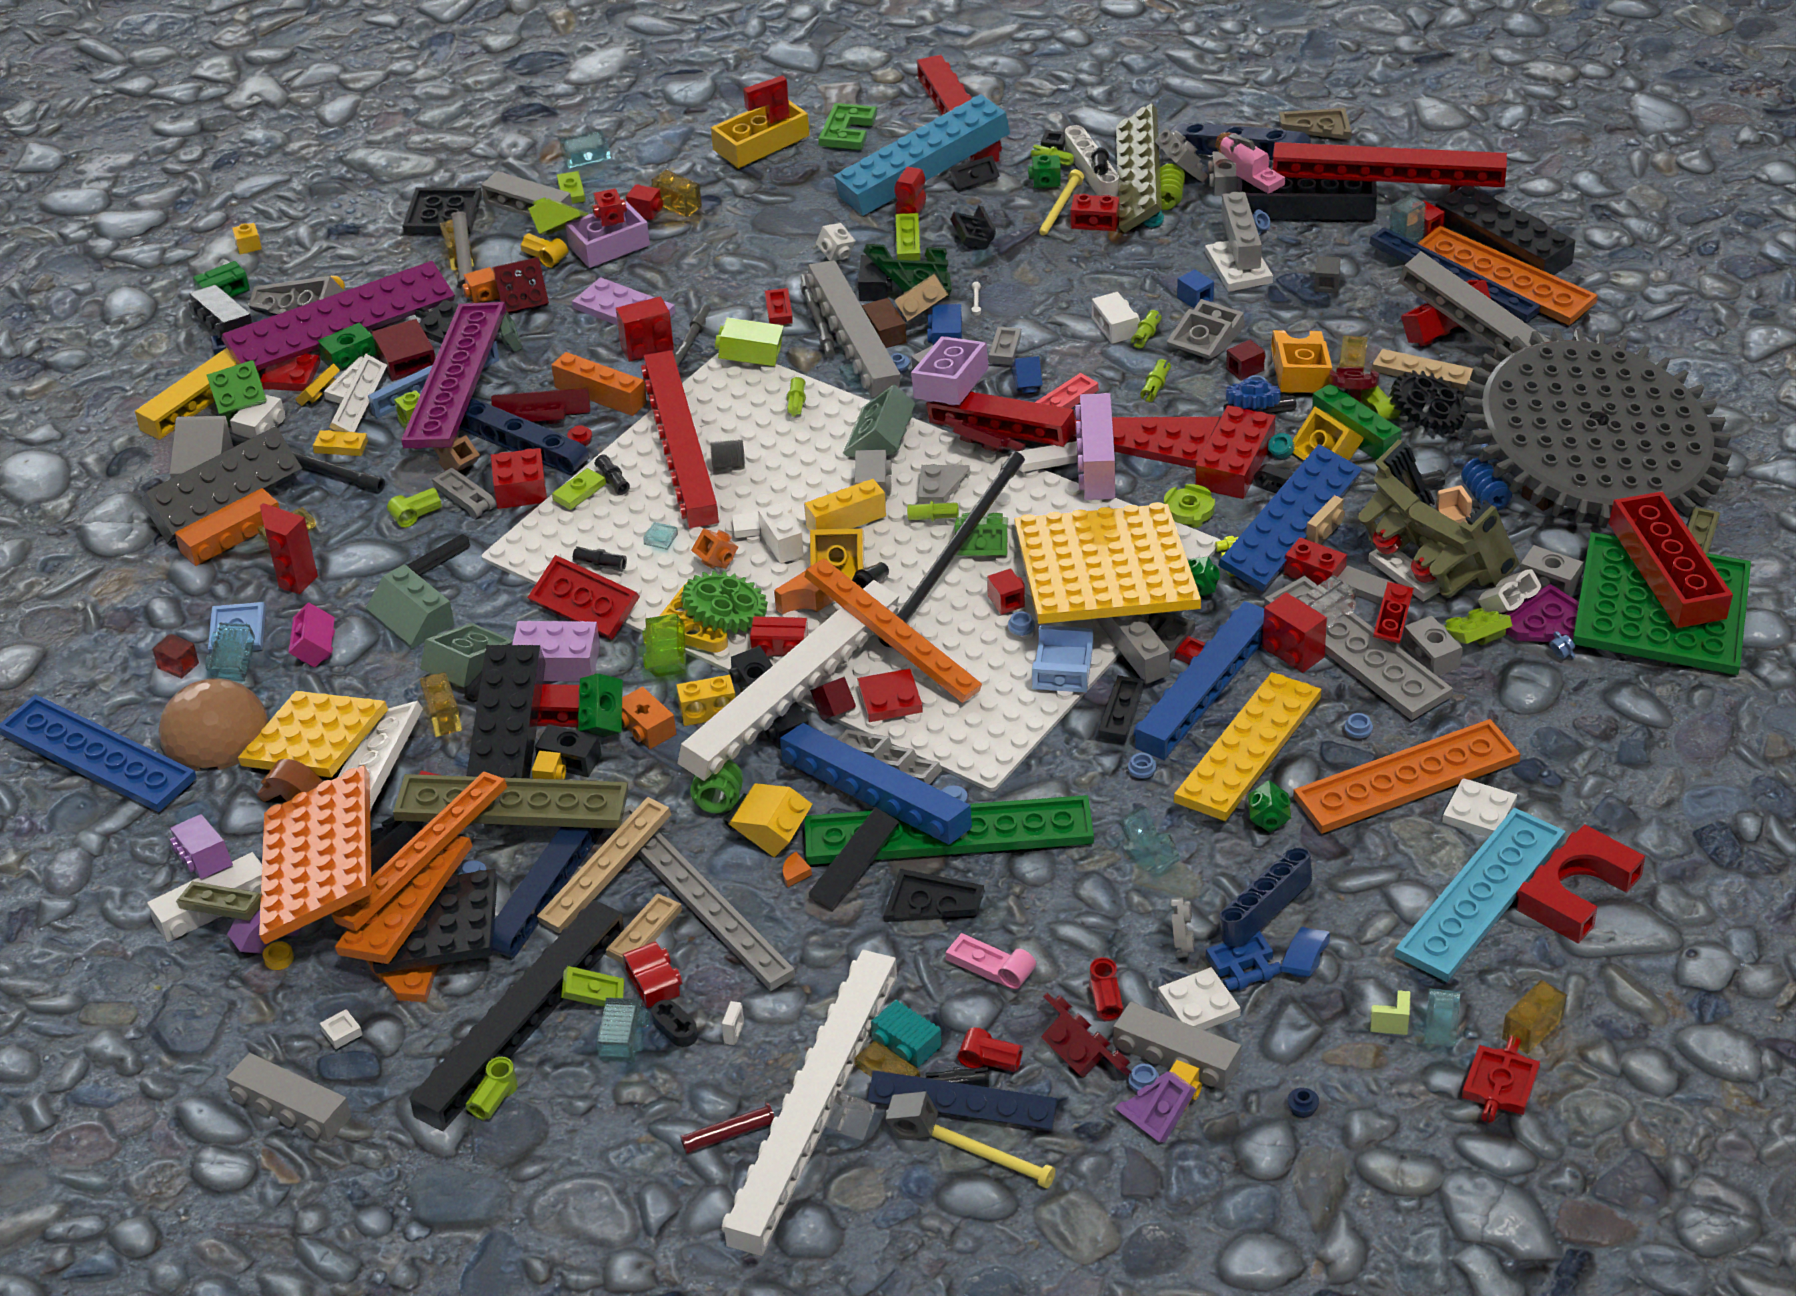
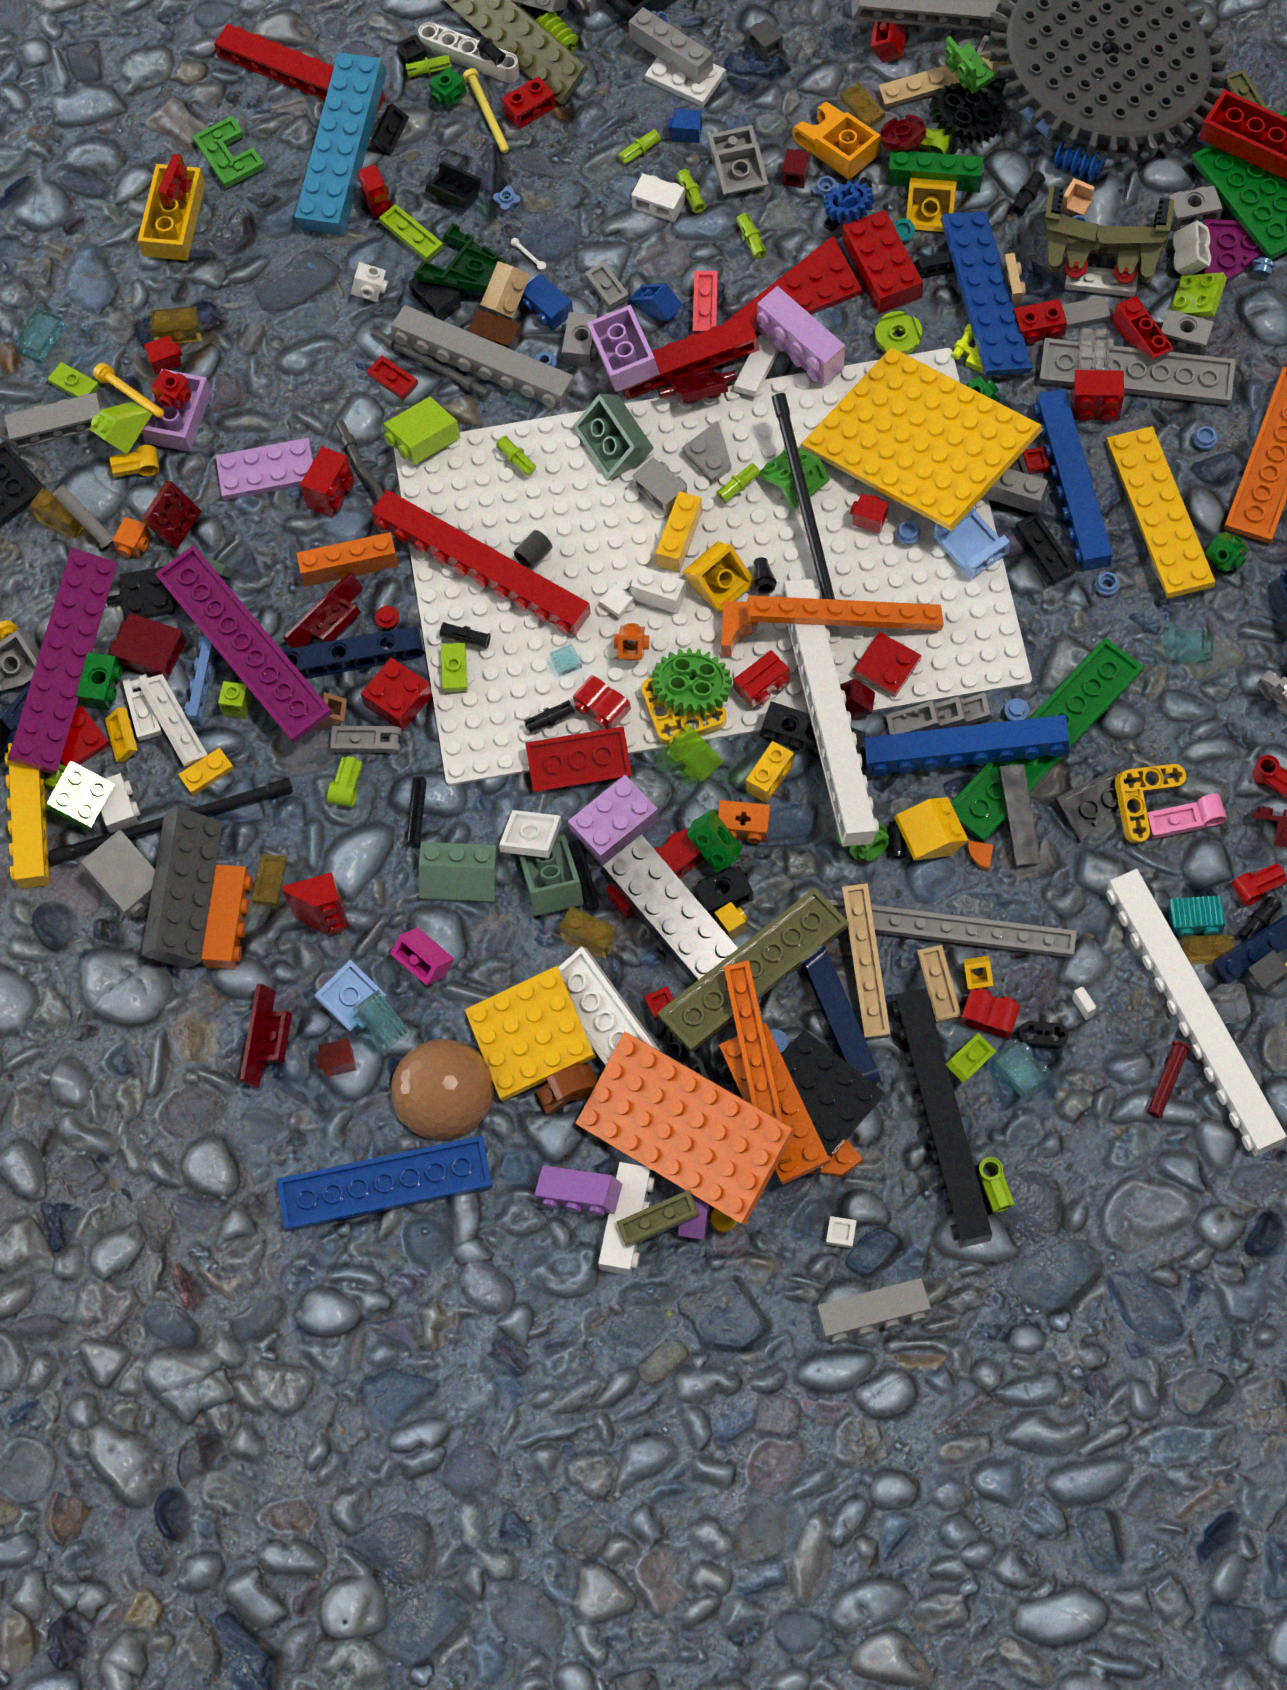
camera: 40 degrees left, 25 degrees up
(149, 609) = (266, 1036): none -> dark red bracket
(485, 617) = (530, 833): none -> white plate
(587, 209) = (105, 374): none -> yellow piece
(644, 572) = (601, 702): none -> red brick
(678, 937) = (981, 979): none -> yellow plate
(969, 909) = (1135, 792): none -> yellow beam
(1003, 258) = (506, 204): none -> medium blue plate
(1144, 283) = (639, 146): none -> lime axle
(1459, 363) = (968, 65): none -> bright green bracket

